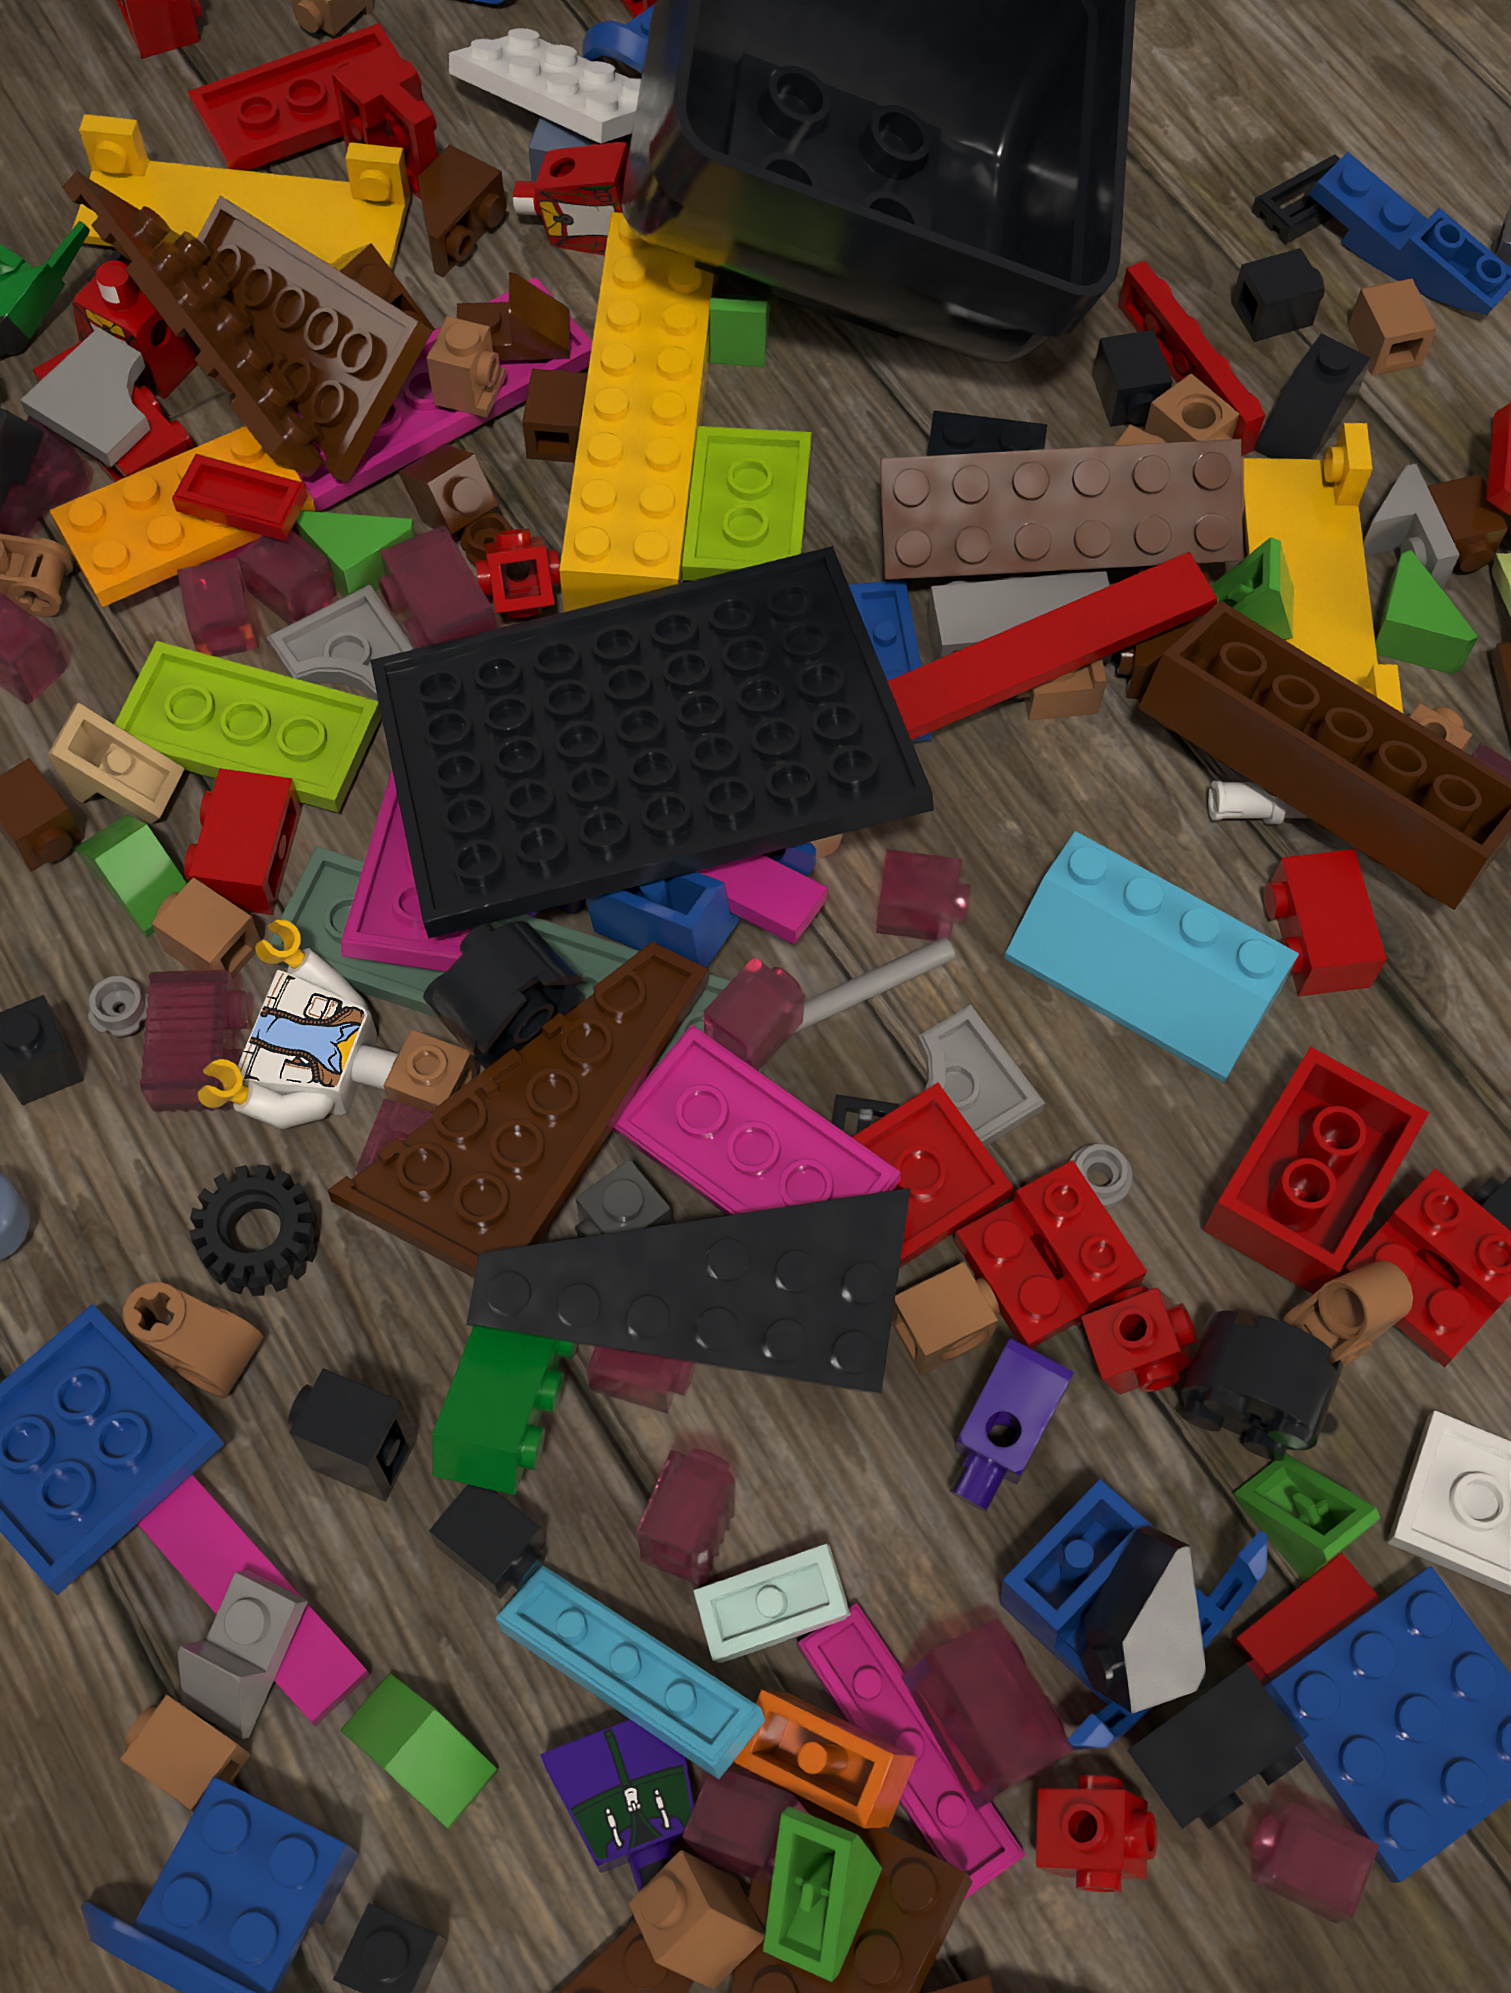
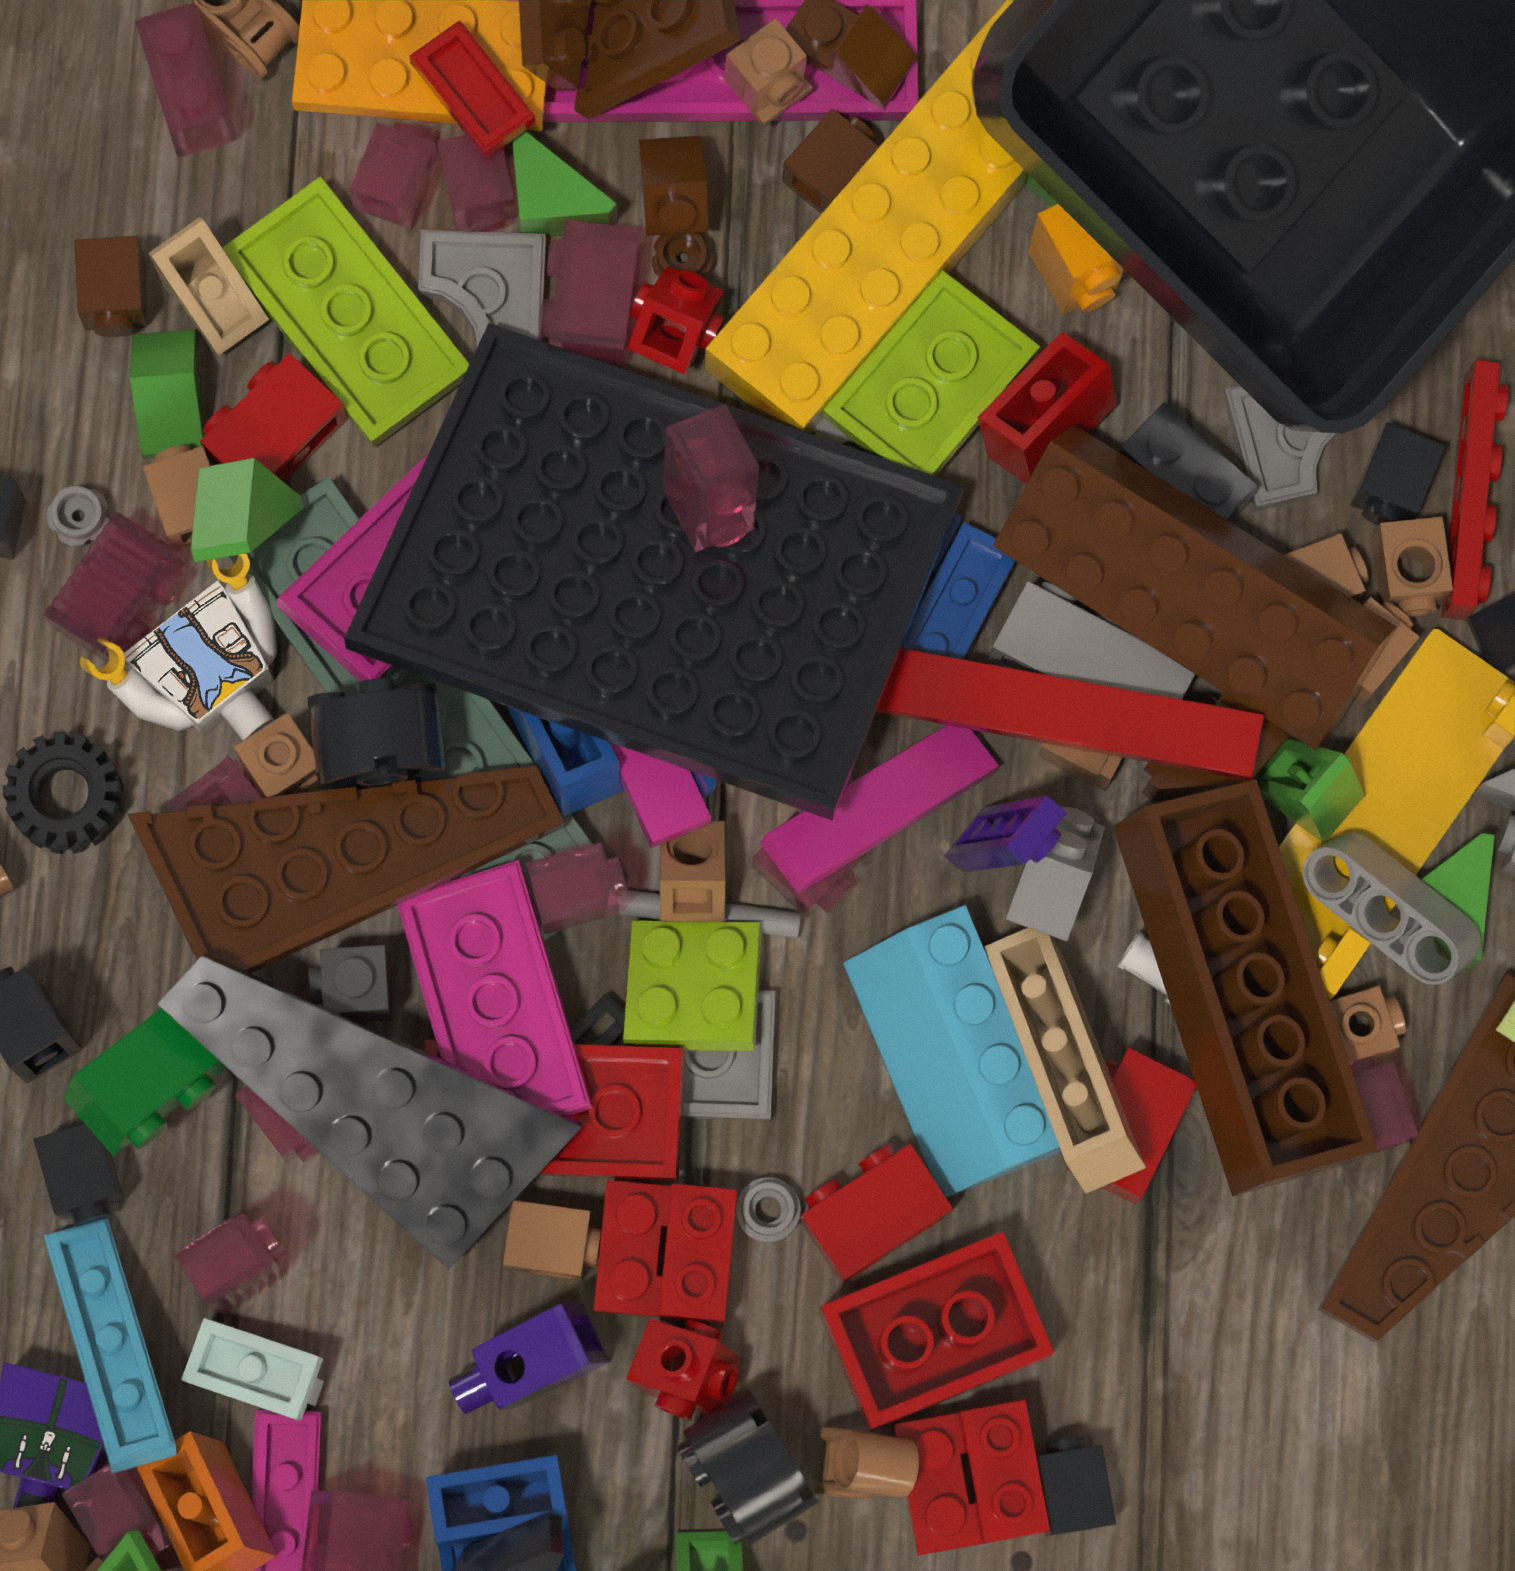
camera: 30 degrees right, 15 degrees up
(255, 887) = (239, 508): none -> bright green slope
(641, 623) = (710, 478): none -> clear pink brick
(790, 357) = (1072, 262): none -> light orange brick
(841, 952) = (694, 876): none -> medium nougat brick
(846, 472) = (1051, 394): none -> red brick
(904, 1037) = (693, 985): none -> lime plate
(960, 783) = (880, 805): none -> dark pink tile
(1029, 392) = (1271, 454): none -> light grey tile
(1076, 740) = (1008, 835): none -> dark purple plate
(1124, 763) = (1053, 889): none -> light grey brick
(1188, 1117) = (874, 1212): none -> red brick
(1263, 887) = (1064, 1059): none -> tan brick
(1418, 642) = (1361, 906): none -> light grey beam

